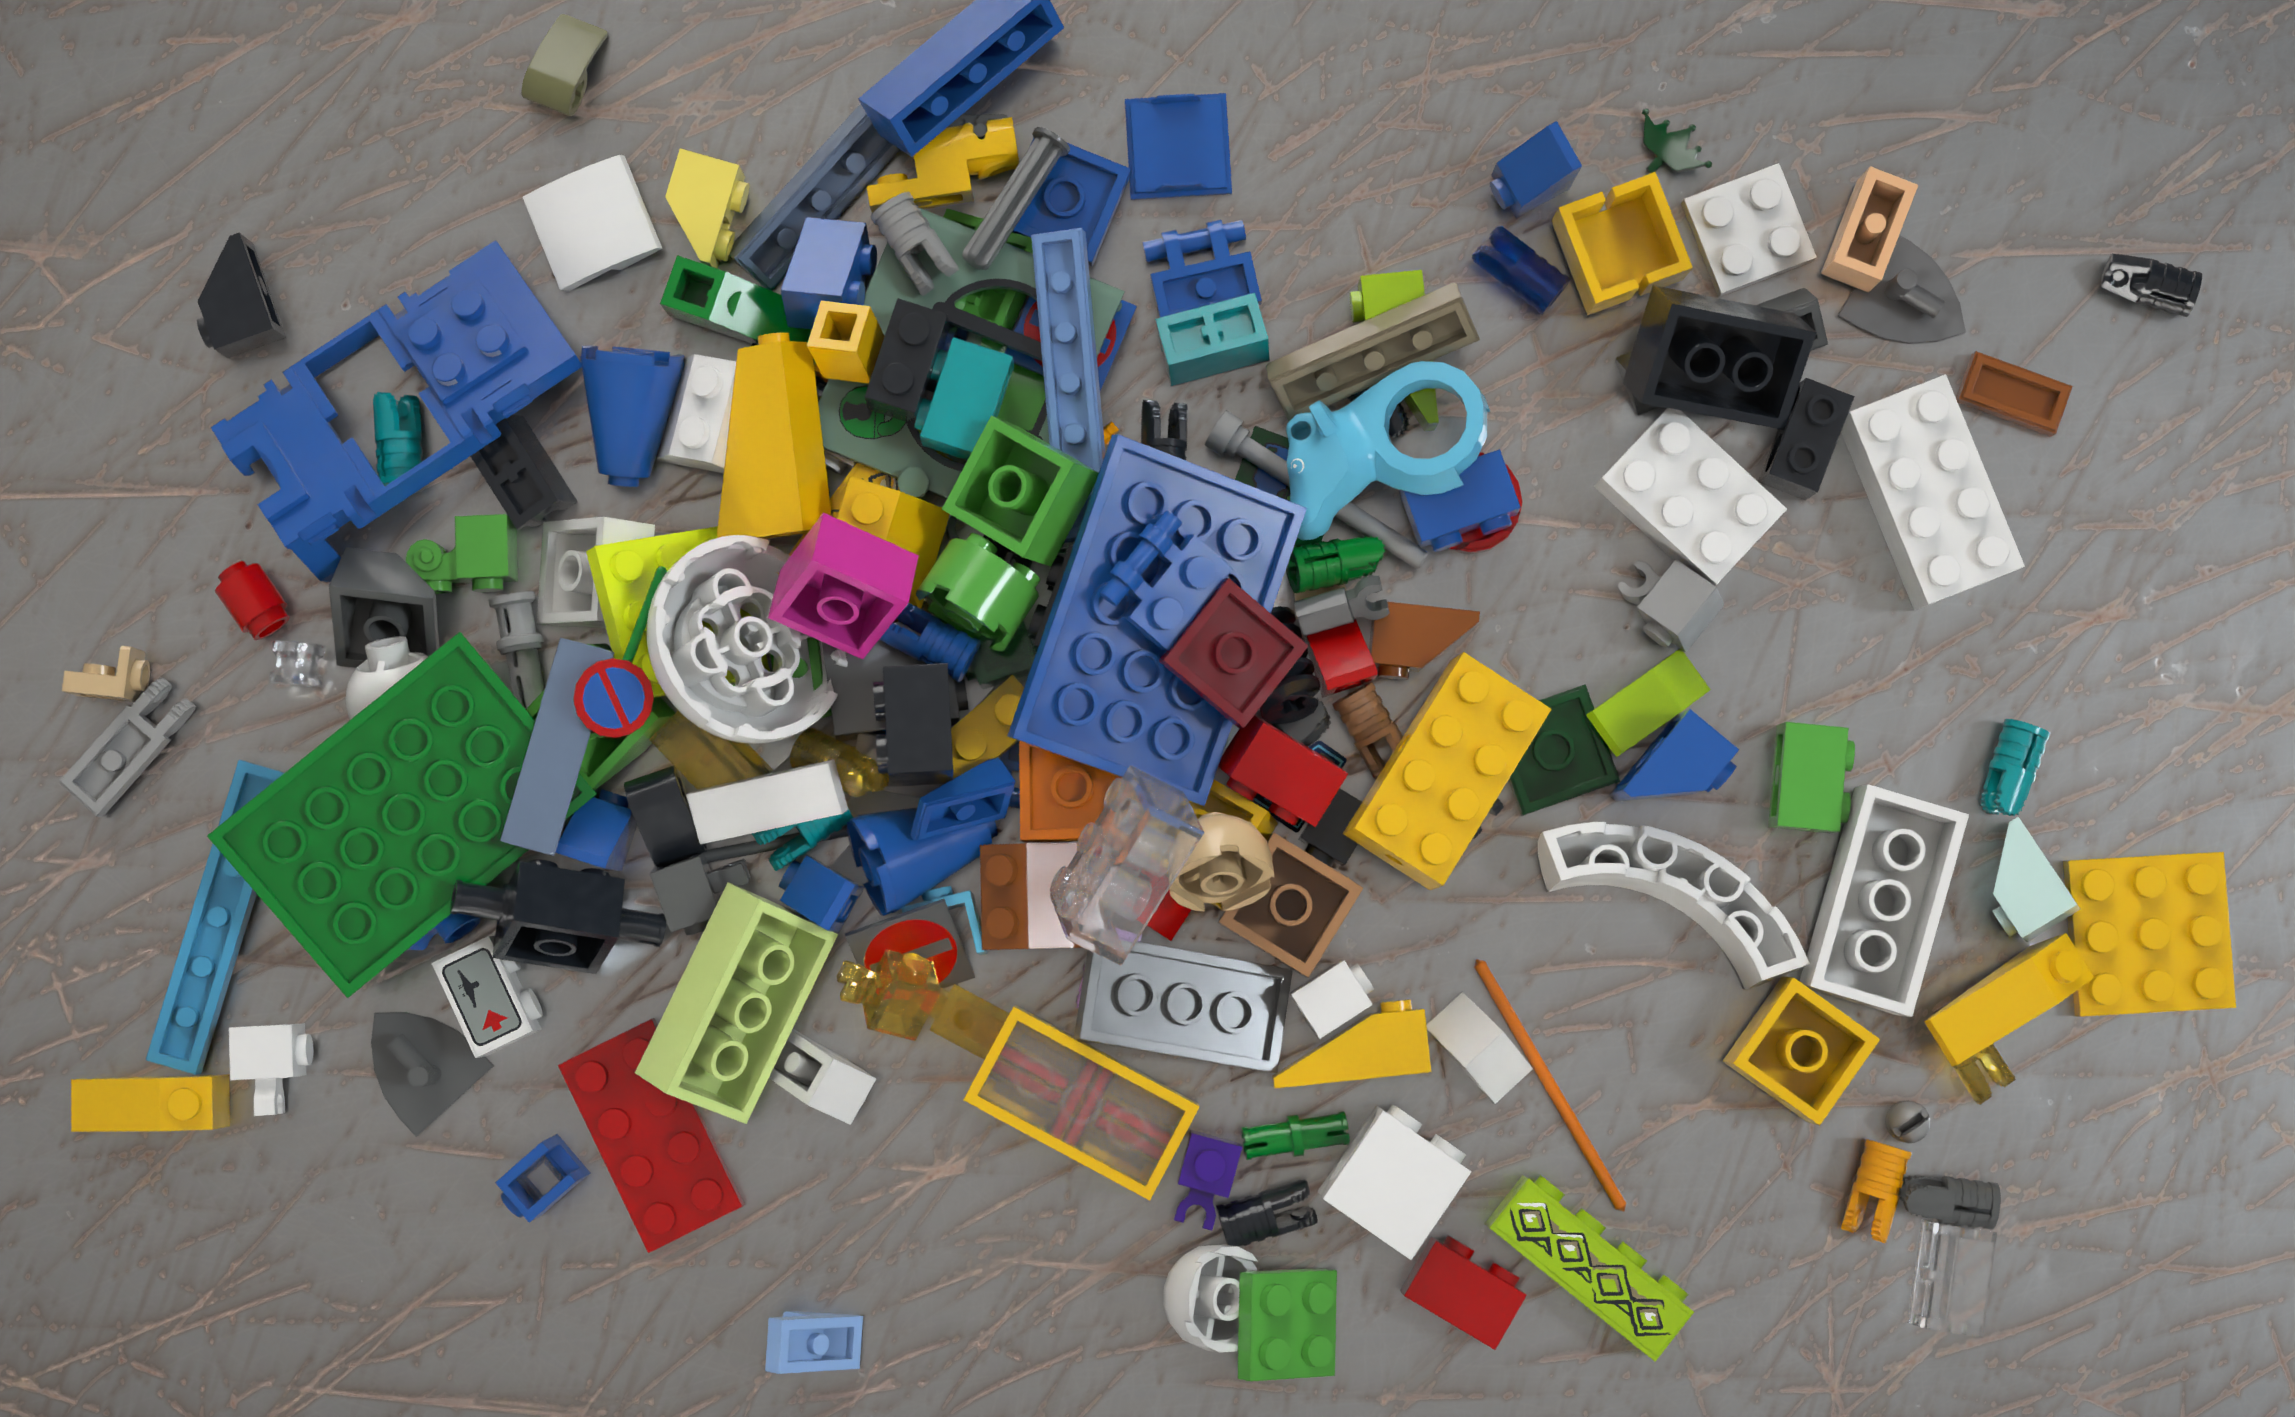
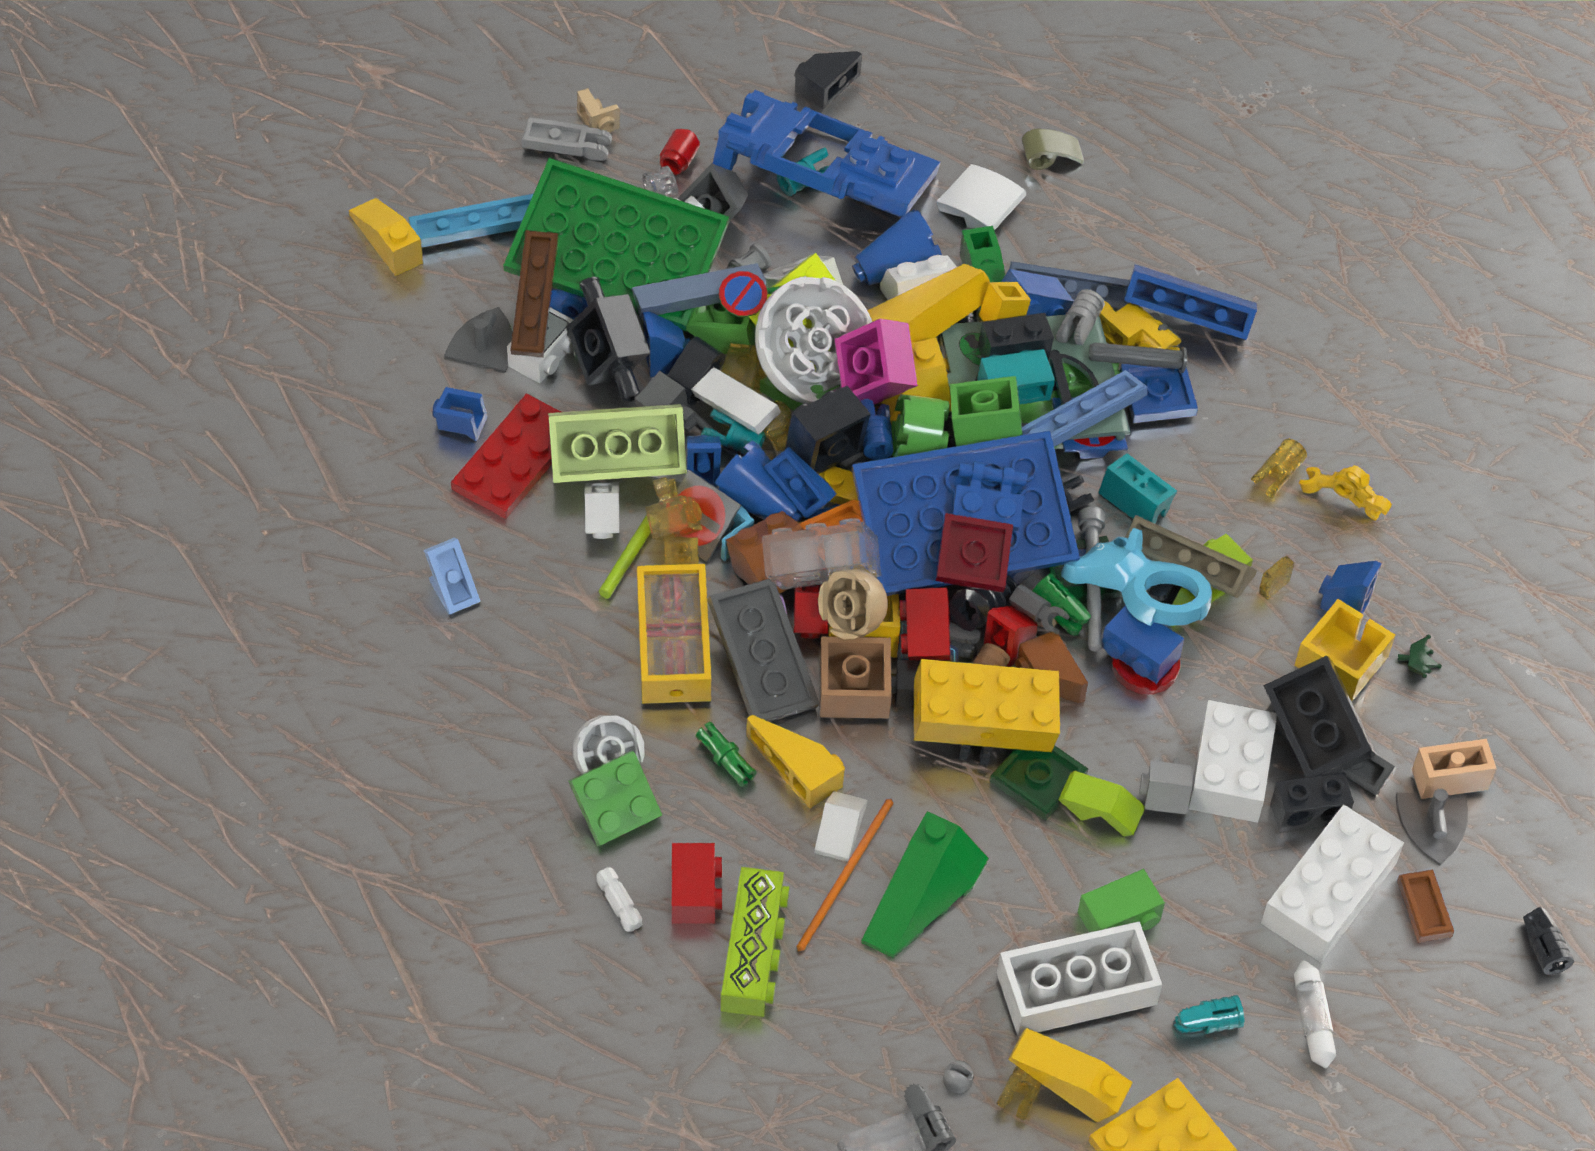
camera: 55 degrees right, 30 degrees down
(268, 1056) = (443, 266): white brick -> none
(422, 980) = (534, 294): none -> reddish brown tile
(481, 556) = (776, 231): bright green brick -> none
(522, 474) = (830, 225): black hinge -> none
(704, 200) = (1030, 237): light yellow slope -> none
(911, 1087) = (625, 559): none -> lime bar
(1178, 146) = (1229, 431): blue piece -> none
(1204, 282) = (1162, 465): blue plate -> none
(1207, 1170) = (678, 716): dark purple brick -> none
(1254, 1218) = (667, 759): black hinge -> none
(1281, 116) = (1281, 465): none -> clear yellow hinge
(1333, 997) = (819, 723): white brick -> none
(1374, 60) = (1349, 484): none -> yellow piece
(1395, 1179) = (737, 803): white brick -> none
(1425, 1395) = (619, 899): none -> white axle
(1452, 249) = (1276, 577): none -> clear yellow tile
(1521, 269) = (1292, 619): clear blue hinge -> none
(1628, 992) = (931, 876): none -> green wedge
(1679, 762) = (1074, 822): blue slope -> none
(1687, 878) = (1013, 859): white brick -> none
(1748, 230) = (1406, 719): white plate -> none
(1801, 1050) = (959, 981): yellow brick -> none
(1880, 1177) = (895, 1076): light orange hinge -> none
(2029, 887) = (1148, 1055): light aqua slope -> none
(2081, 636) = (1314, 1014): none -> piece

